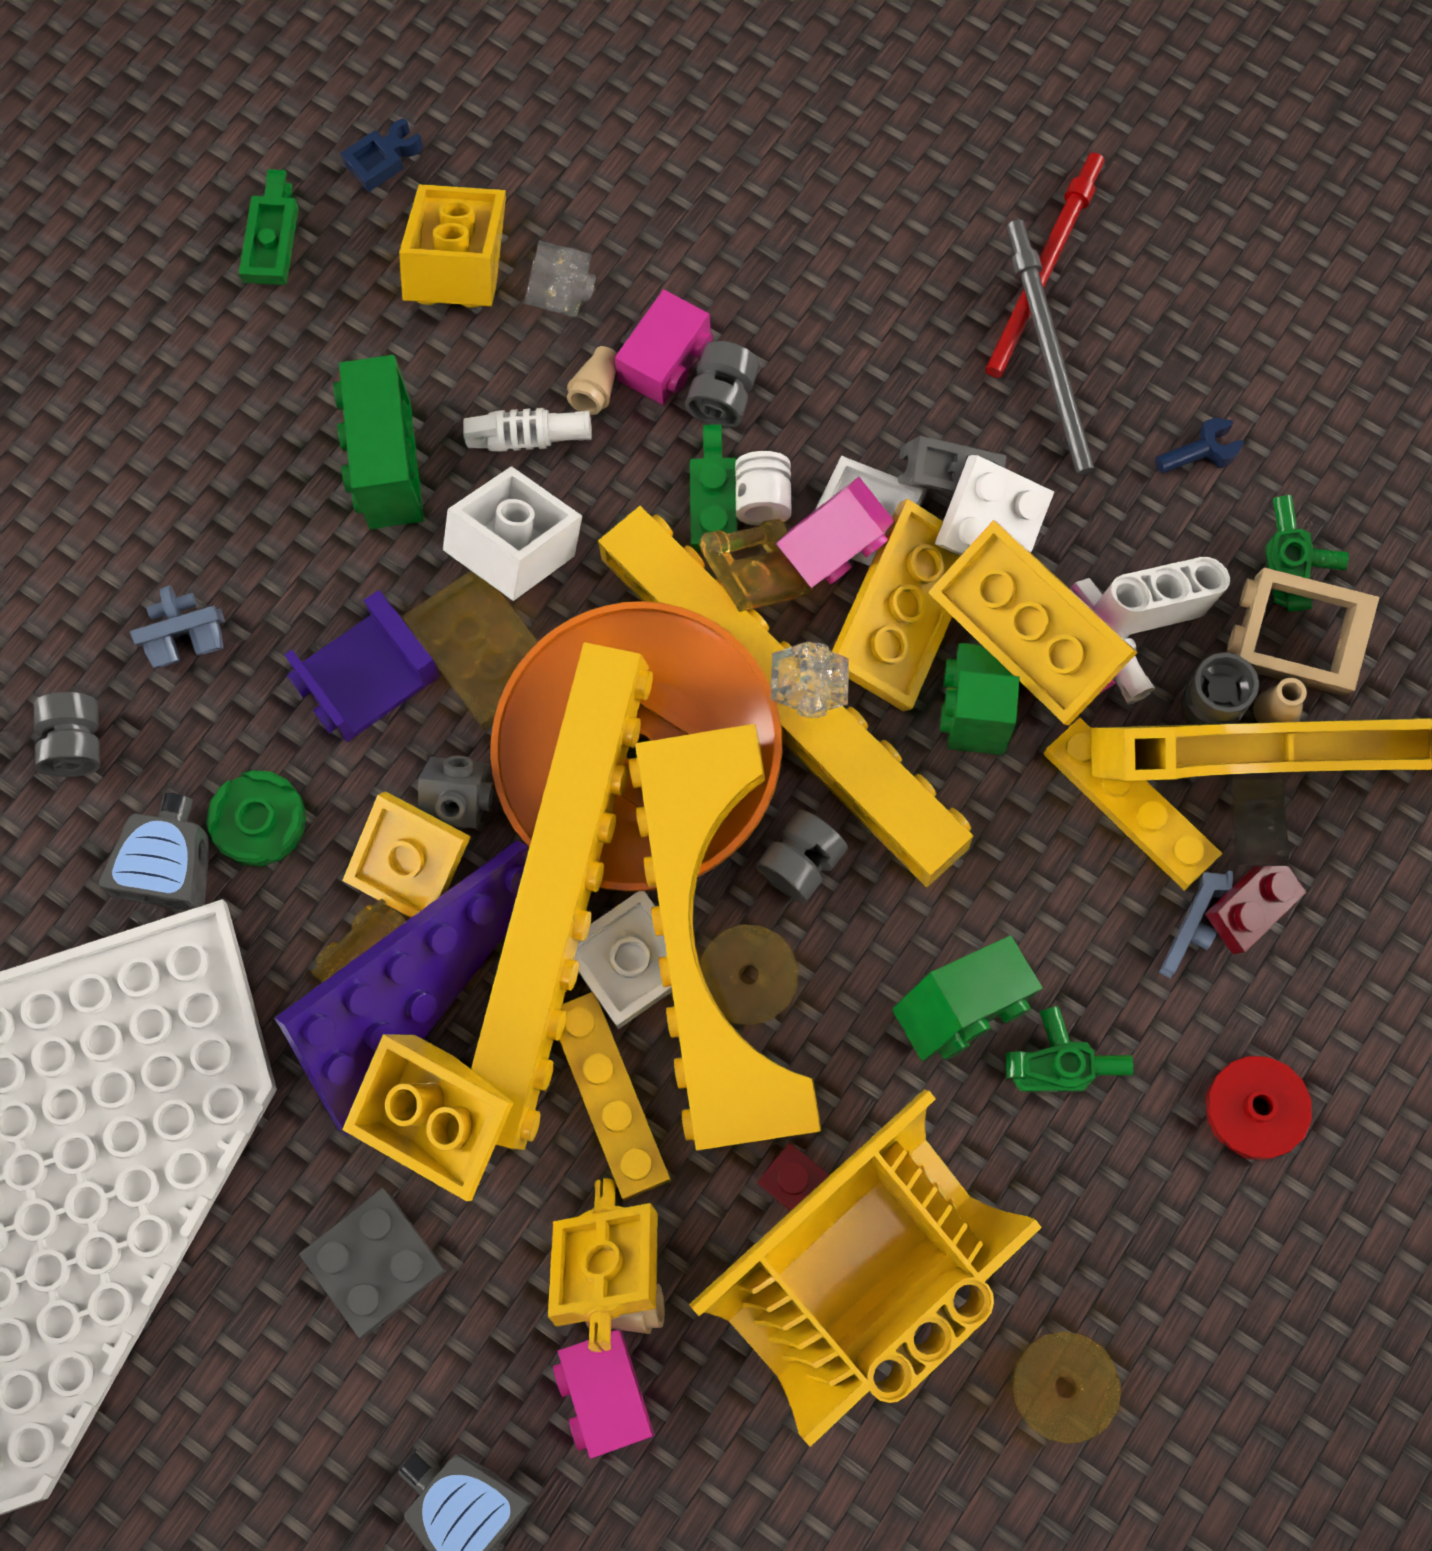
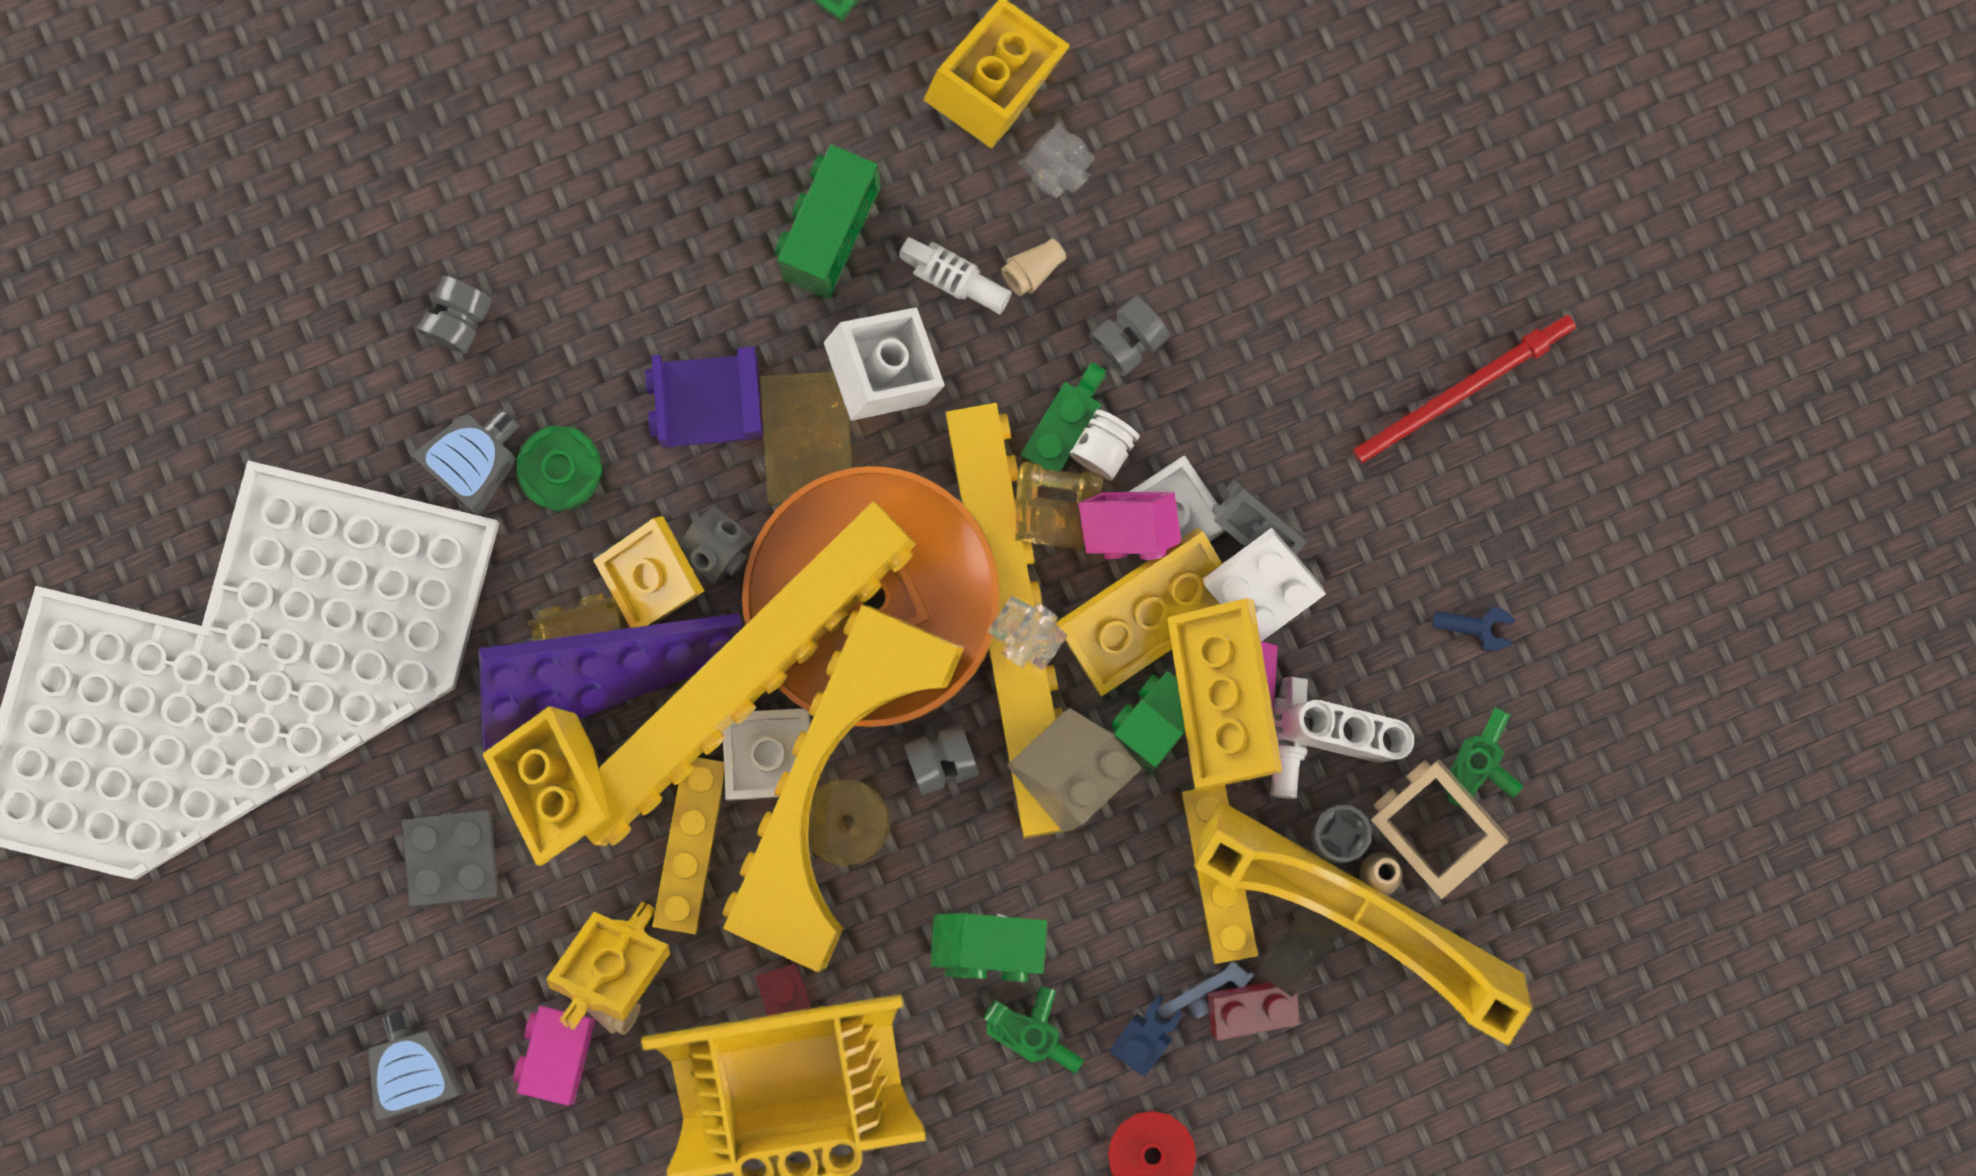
camera: 30 degrees right, 10 degrees up
(159, 637) = (567, 275): sand blue hips -> none
(663, 347) = (1105, 273): dark pink brick -> none
(938, 779) = (1073, 768): none -> dark tan slope
(1027, 267) = (1440, 387): dark grey bar -> none
(1175, 1001) = (1145, 1039): none -> dark blue plate

